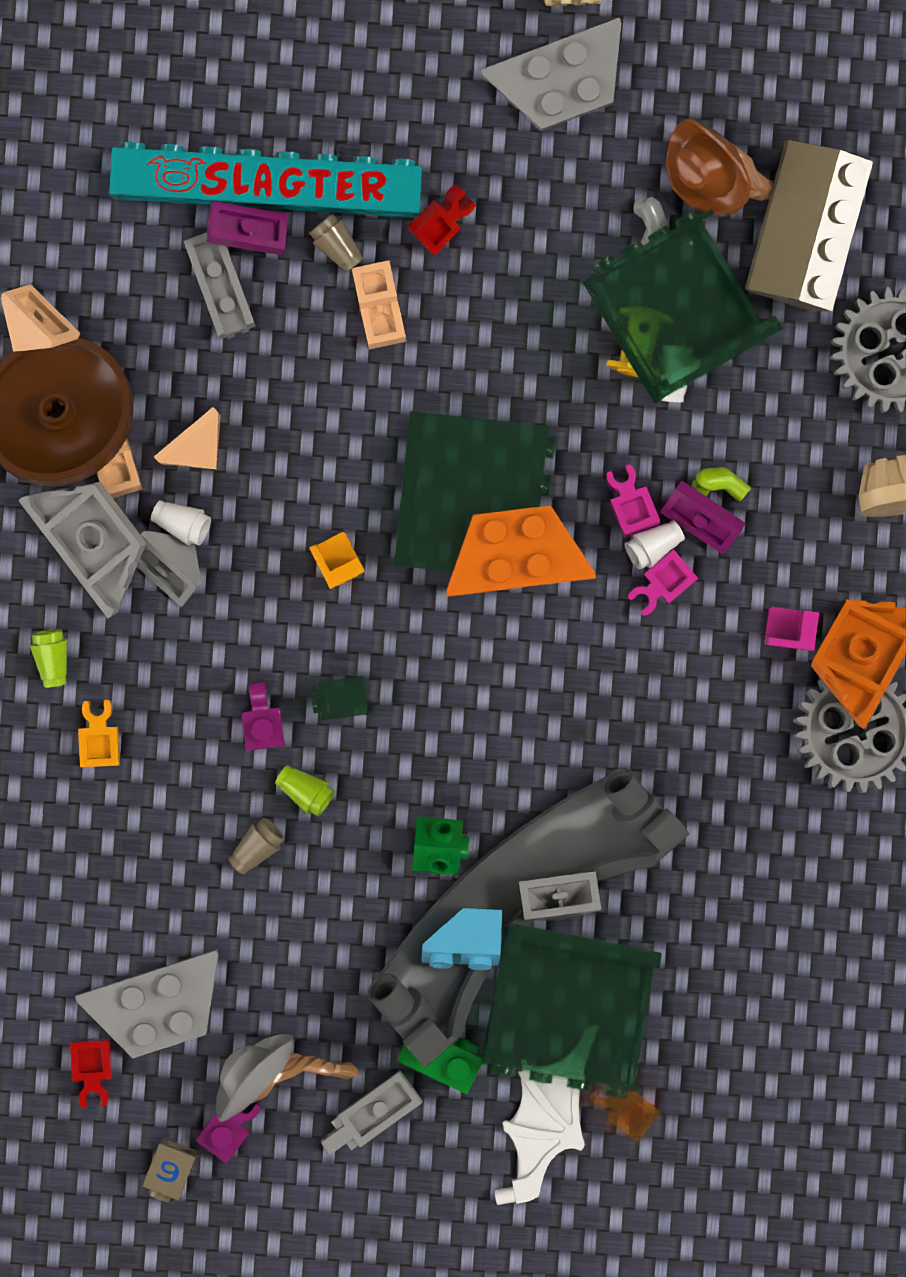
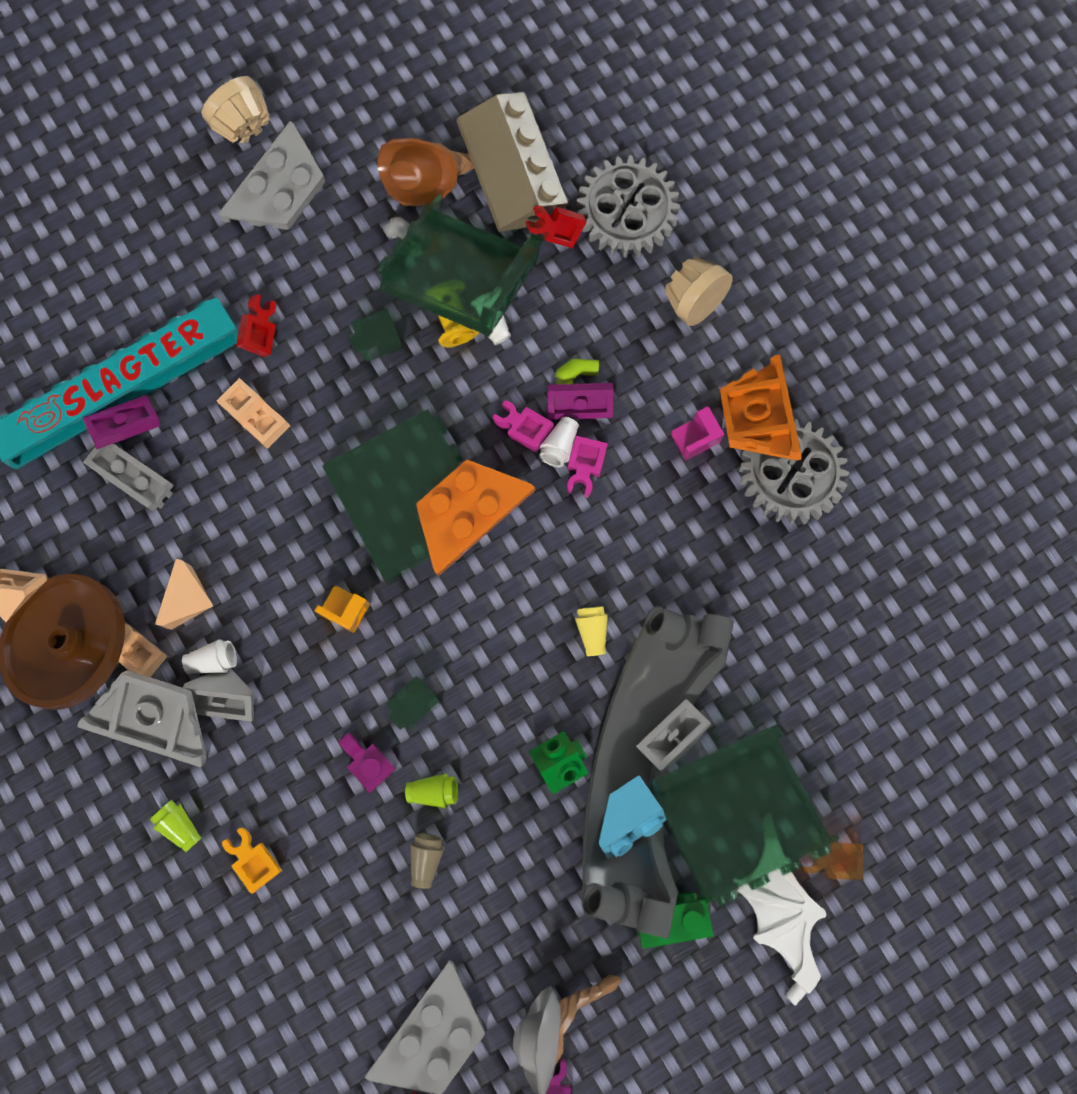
camera: 40 degrees left, 10 degrees down
(336, 242) = (192, 390): dark tan cone -> none
(372, 1113) = (652, 1003): light grey hinge -> none
(549, 310) = (375, 335): none -> clear green brick
(557, 744) = (593, 629): none -> light yellow cone
(807, 330) = (559, 227): none -> red plate

